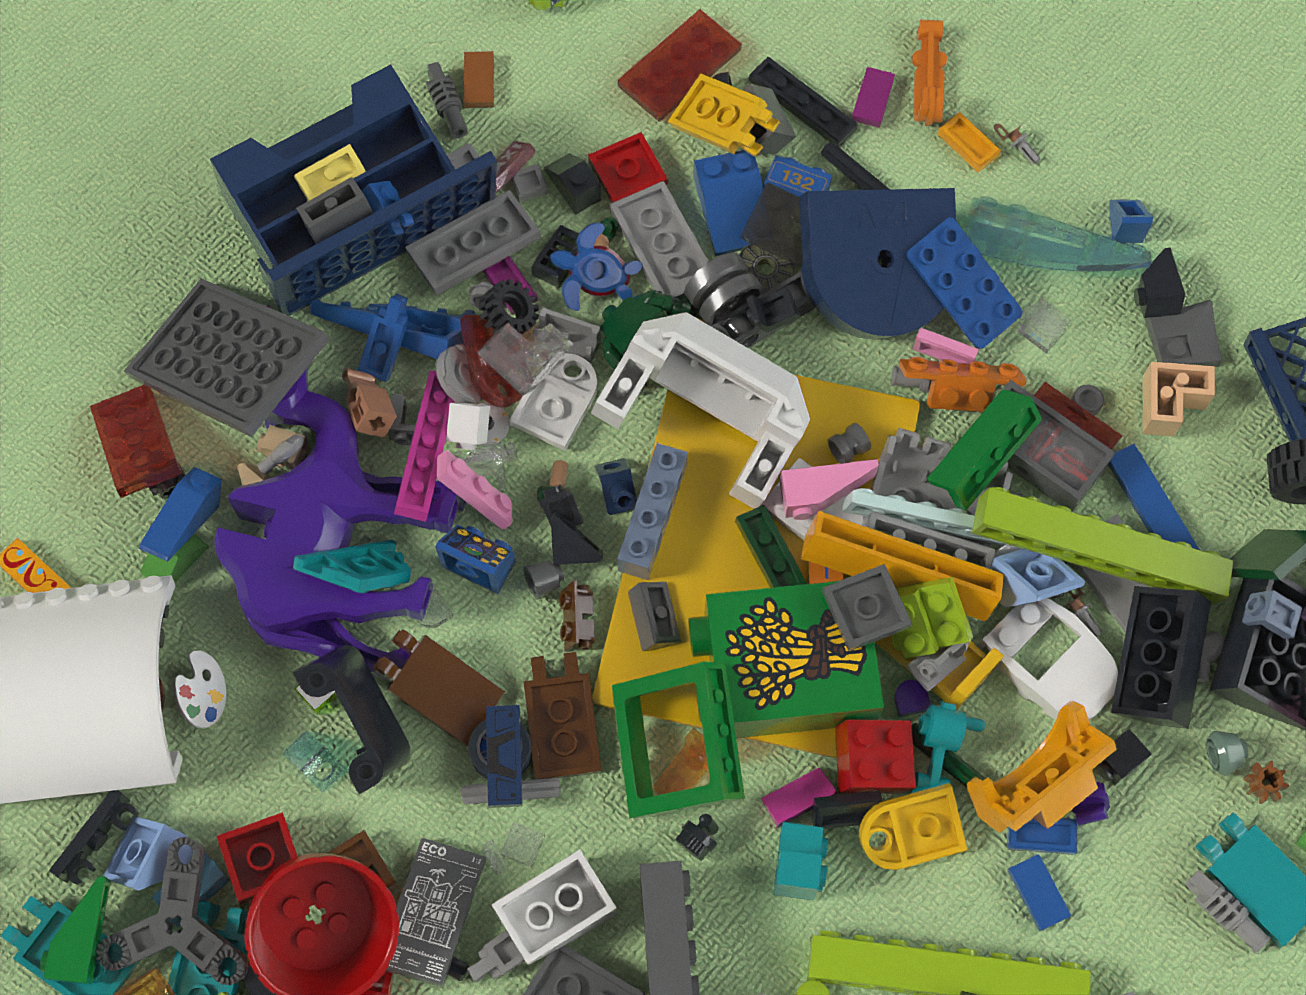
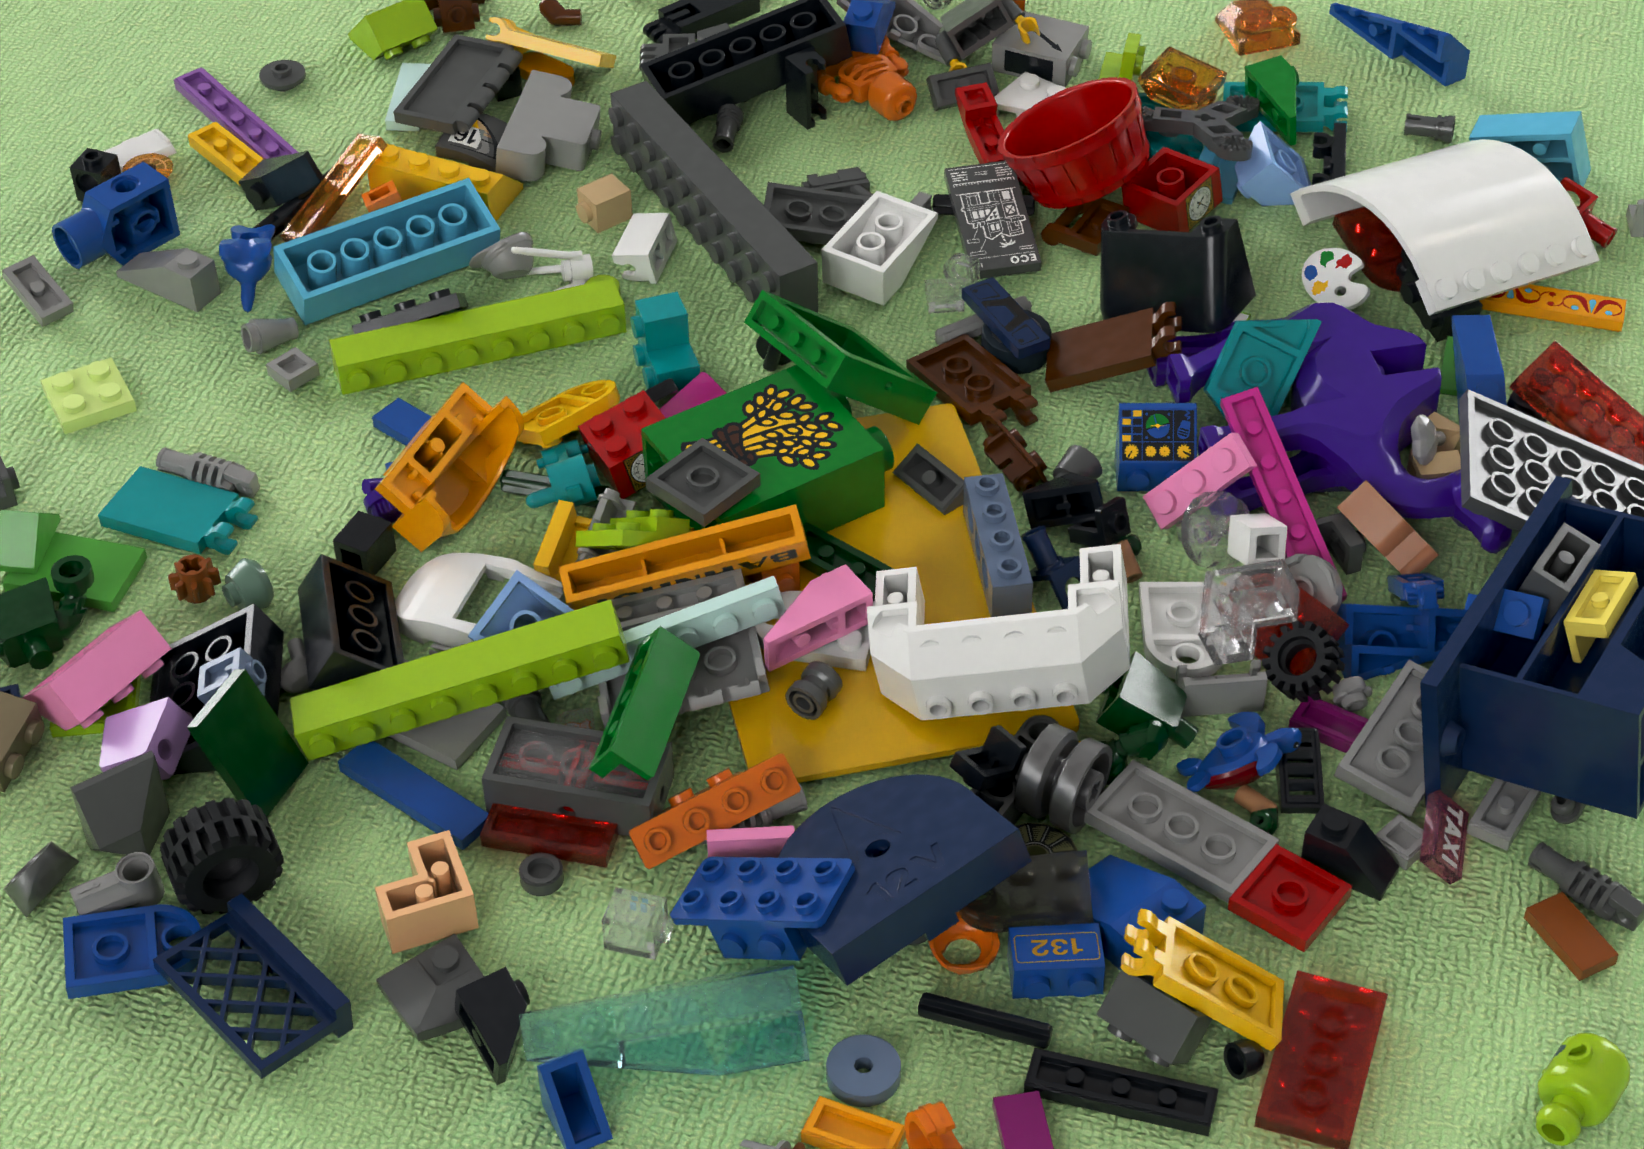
camera: 155 degrees right, 25 degrees down
(948, 165) = (863, 1088): none -> sand blue piece

